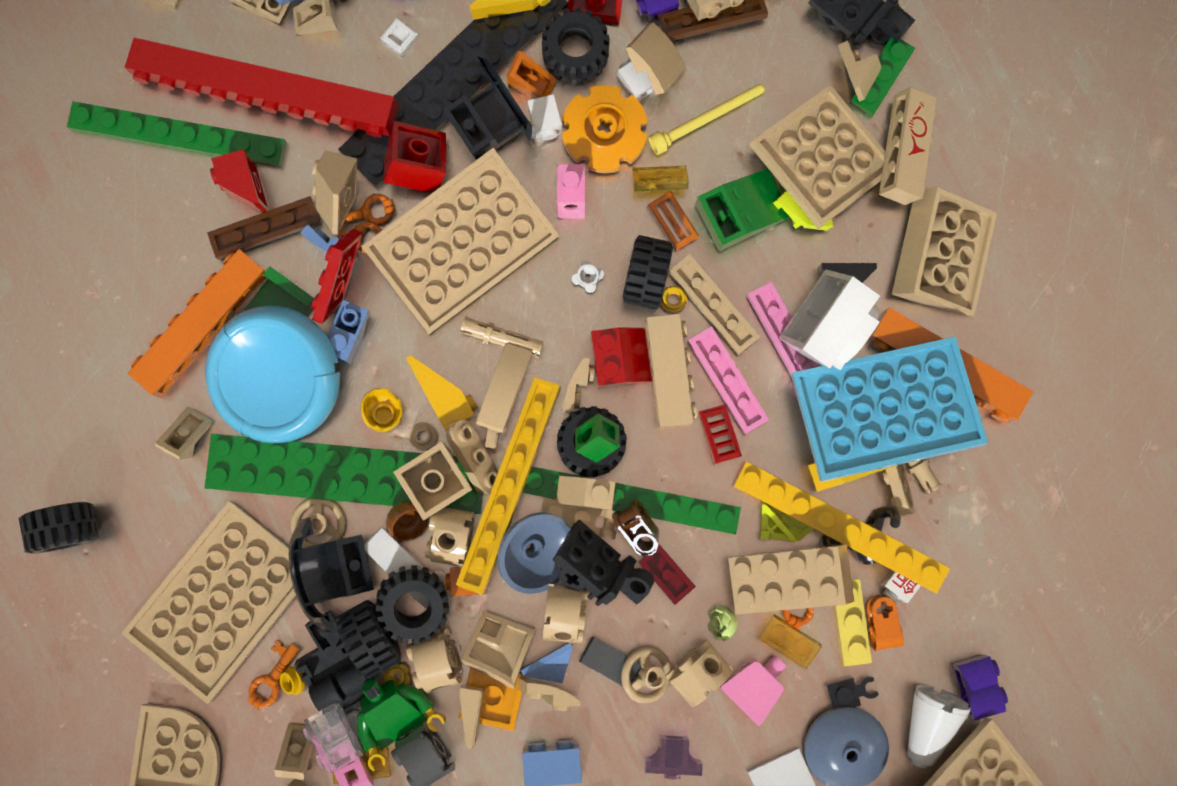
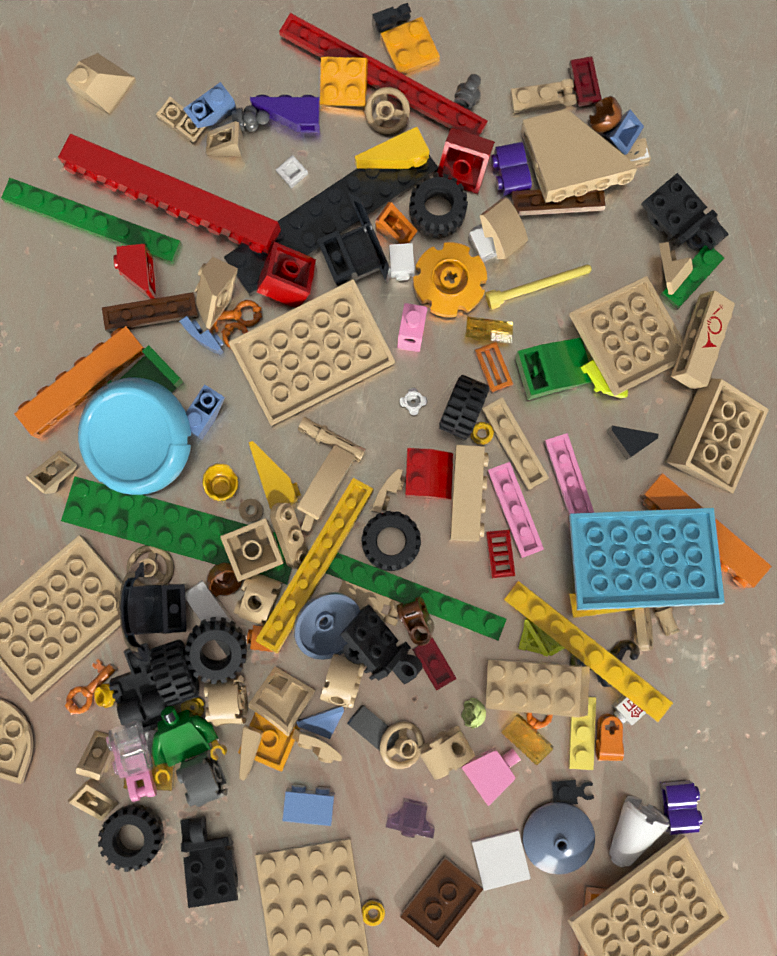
camera: 10 degrees right, 0 degrees up
(336, 276) = (203, 363): red plate -> none
(585, 492) = (378, 582): tan slope -> none
(597, 438) = (396, 539): green brick -> none
(833, 320) = (612, 476): white container -> none

